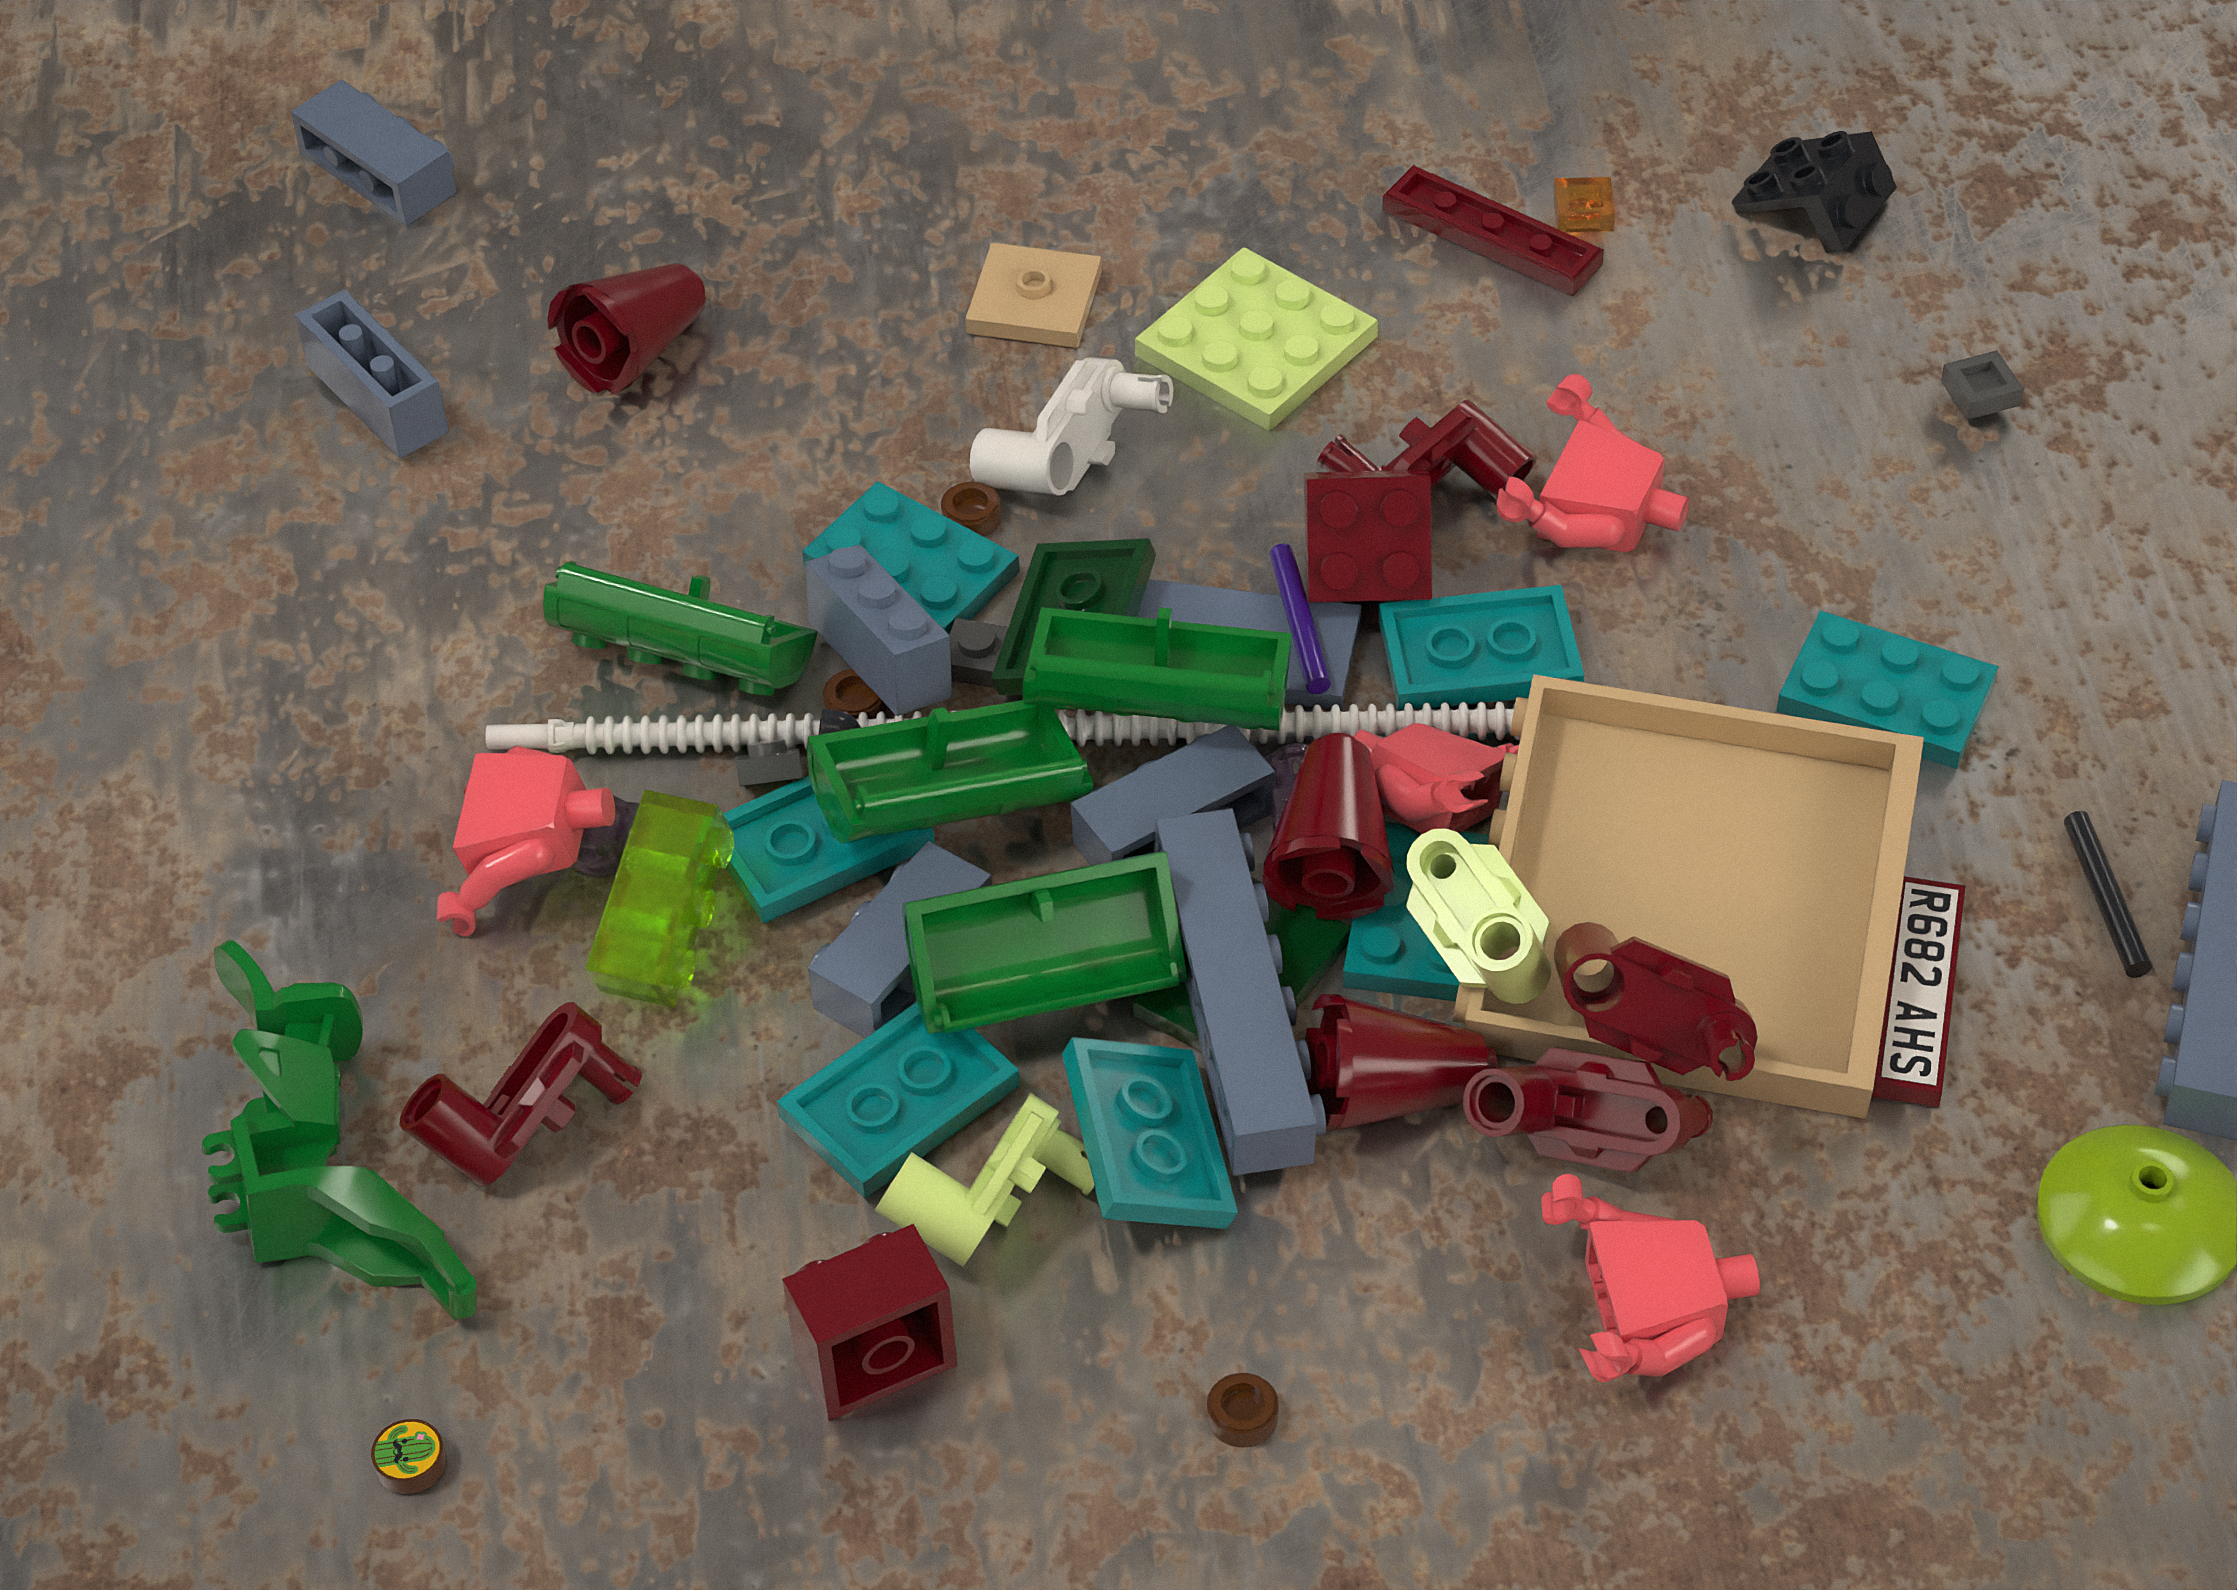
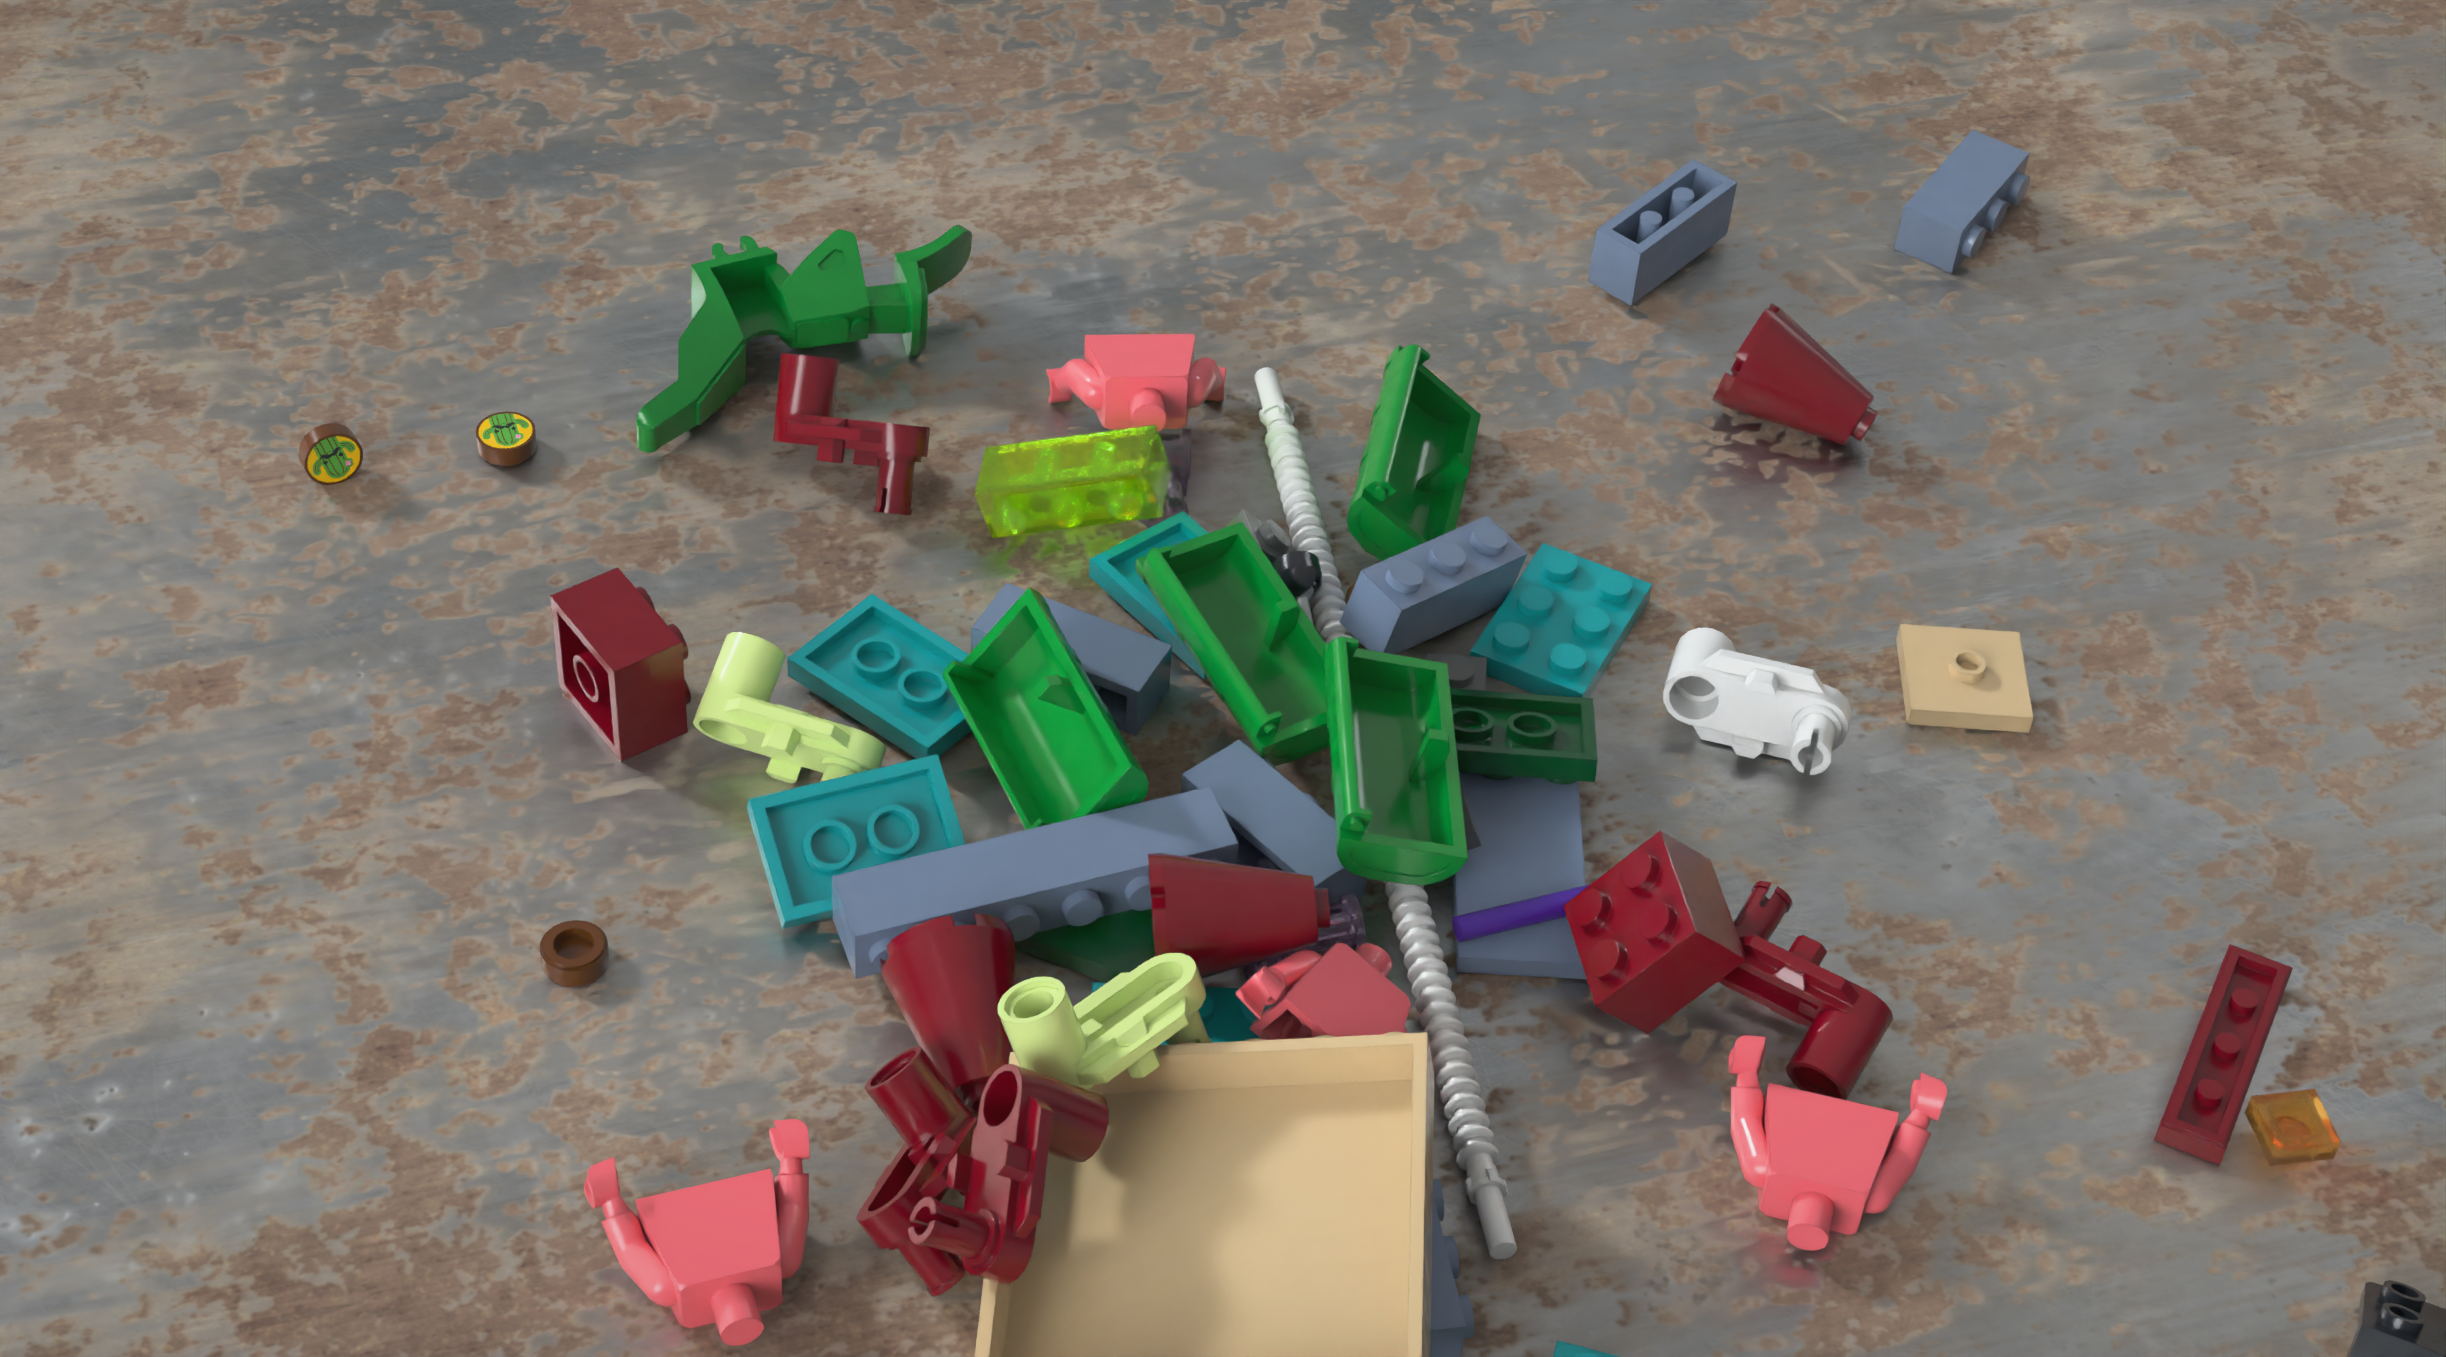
camera: 75 degrees right, 5 degrees down
(973, 506) = (1643, 661): reddish brown tile -> none
(1256, 338) = (1968, 860): yellowish green plate -> none
(1477, 645) = (1557, 1070): teal plate -> none

